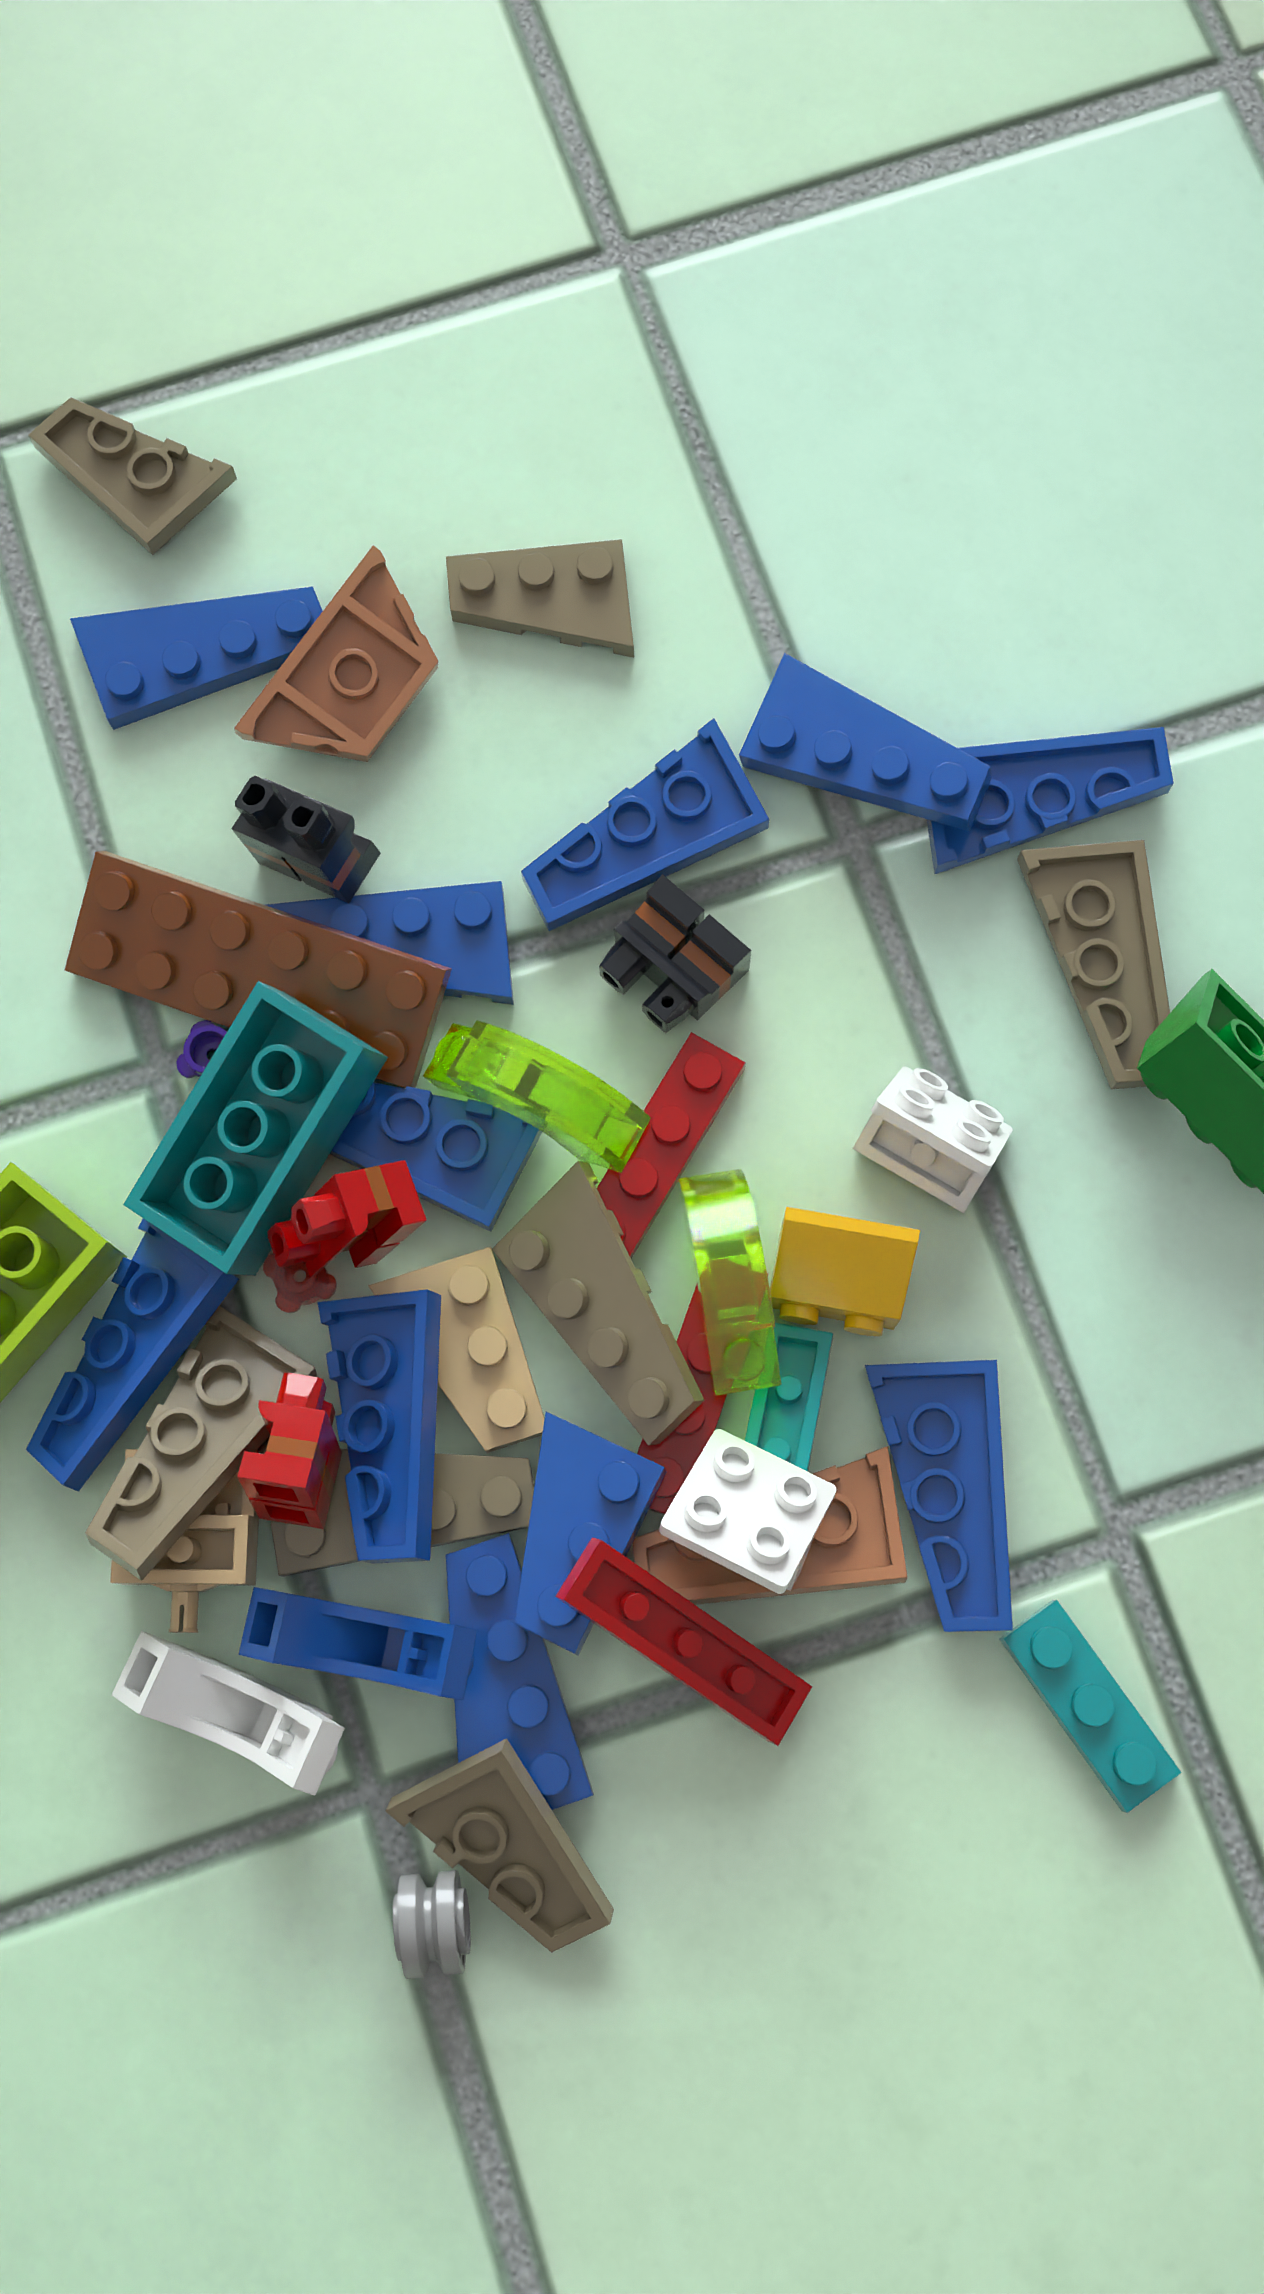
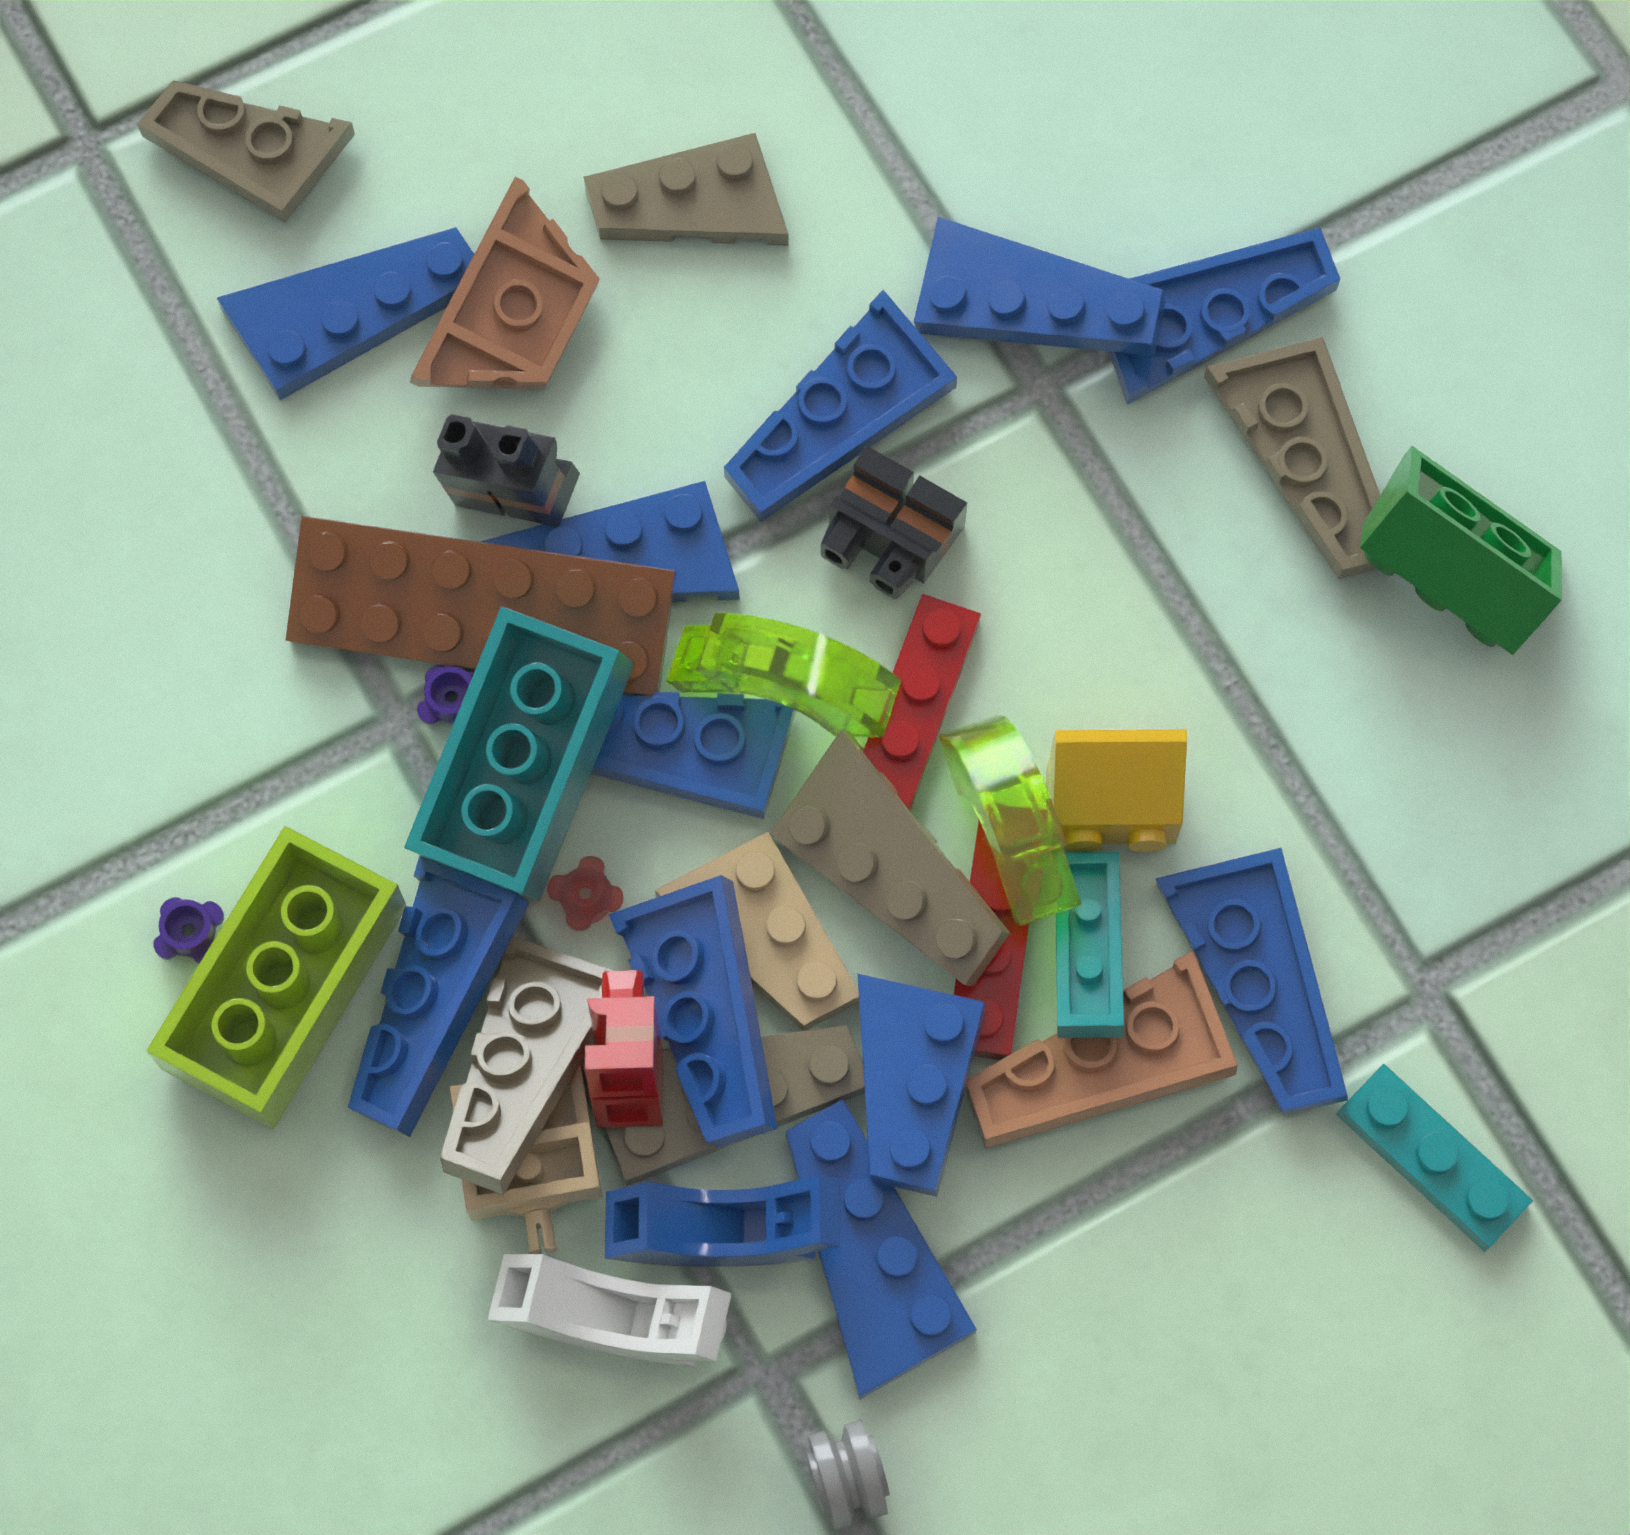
camera: 15 degrees left, 5 degrees down
(352, 1212) = (633, 821): red hips -> none
(509, 1839) = (904, 1380): dark tan wing -> none
(684, 1641) = (1038, 1160): red plate -> none
(748, 1511) = (1076, 1025): white bracket -> none
(933, 1136) = (1177, 652): white bracket -> none

